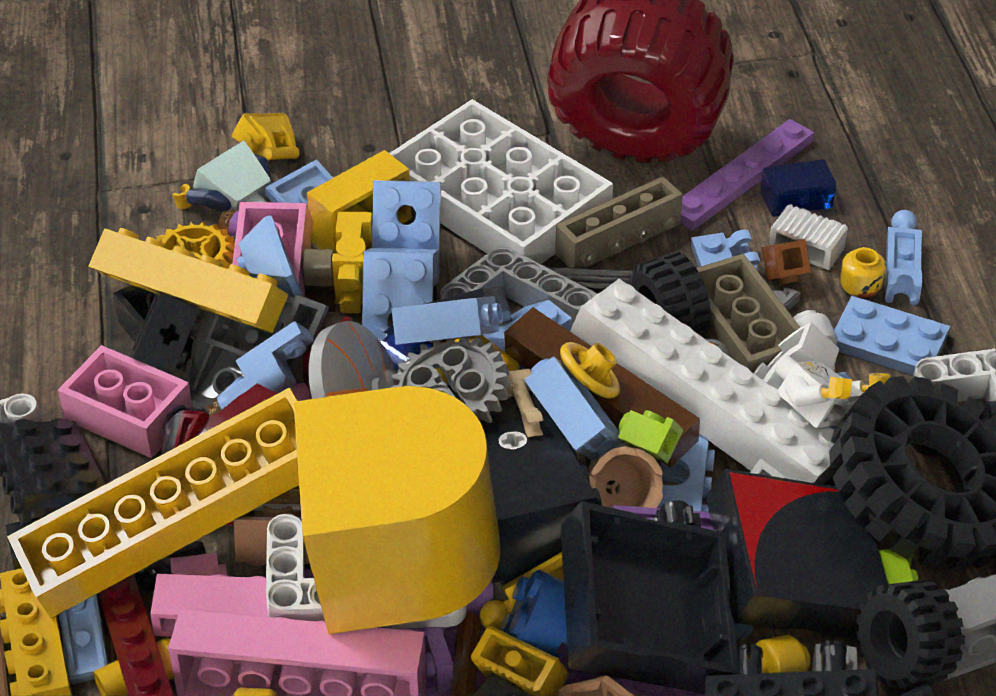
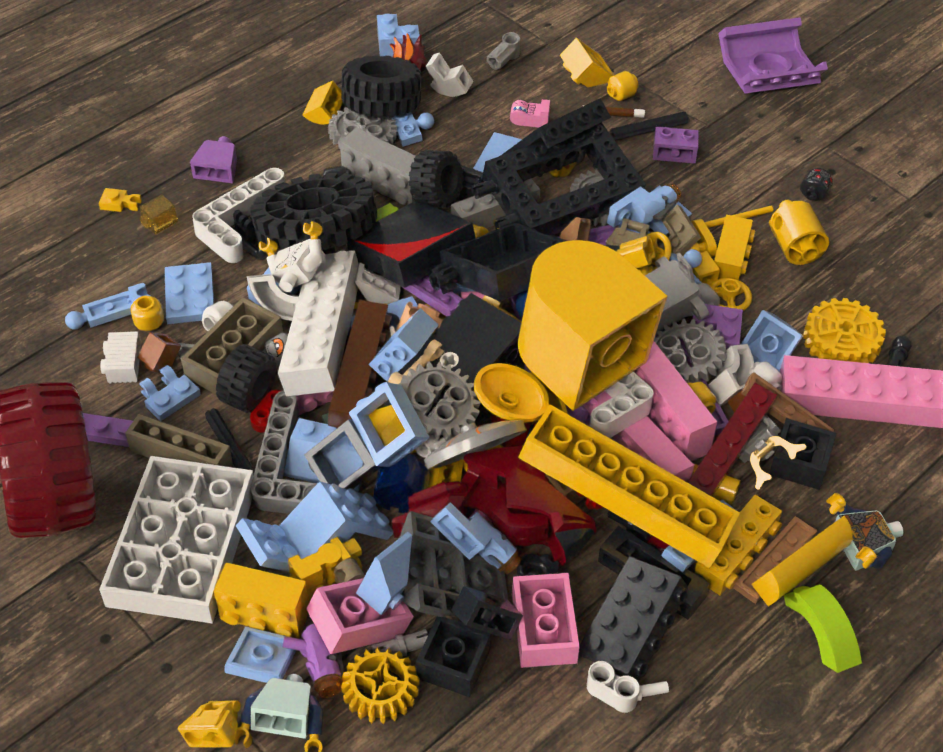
camera: 125 degrees left, 5 degrees up
(190, 280) = (445, 612): yellow brick -> none
(594, 369) = (372, 341): yellow piece -> none
(650, 433) = (395, 306): lime brick -> none
(801, 184) = (69, 370): clear blue brick -> none

